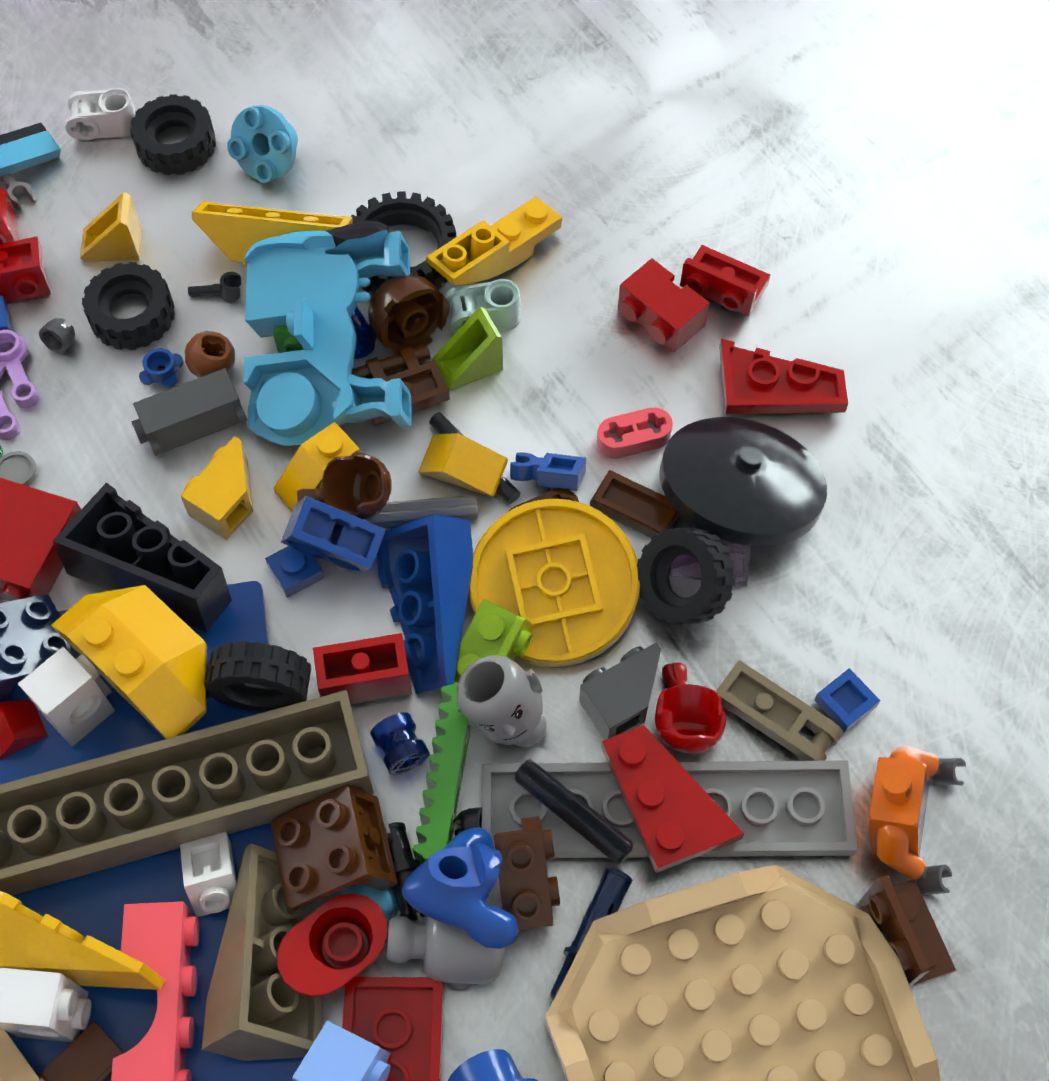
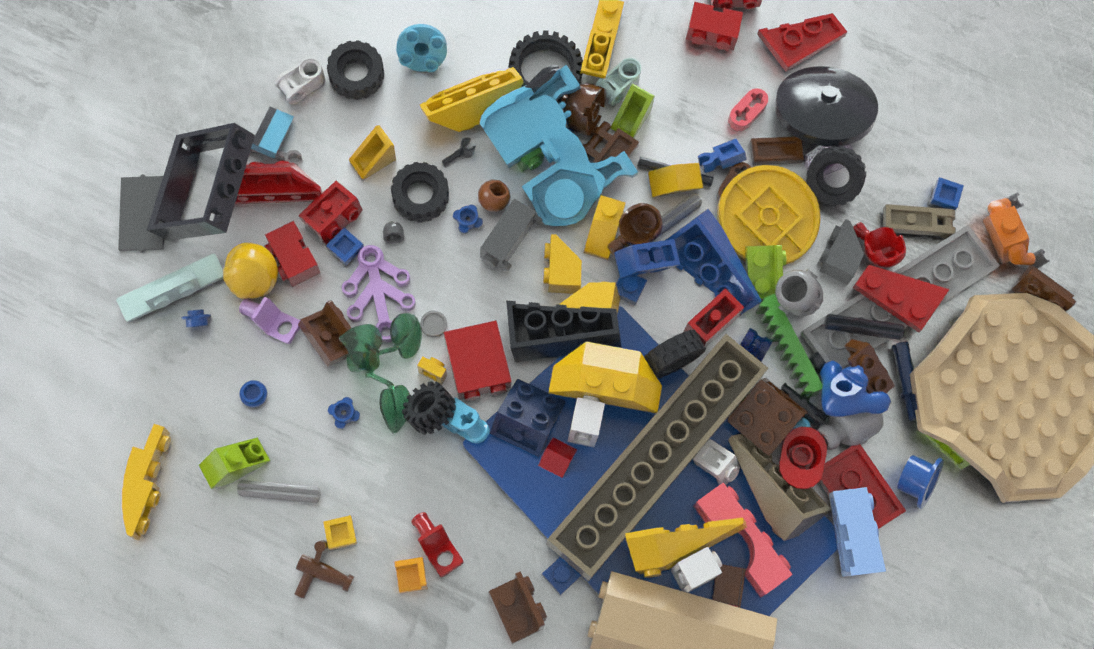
camera: 40 degrees left, 10 degrees up
(232, 548) = (595, 295): none -> yellow slope

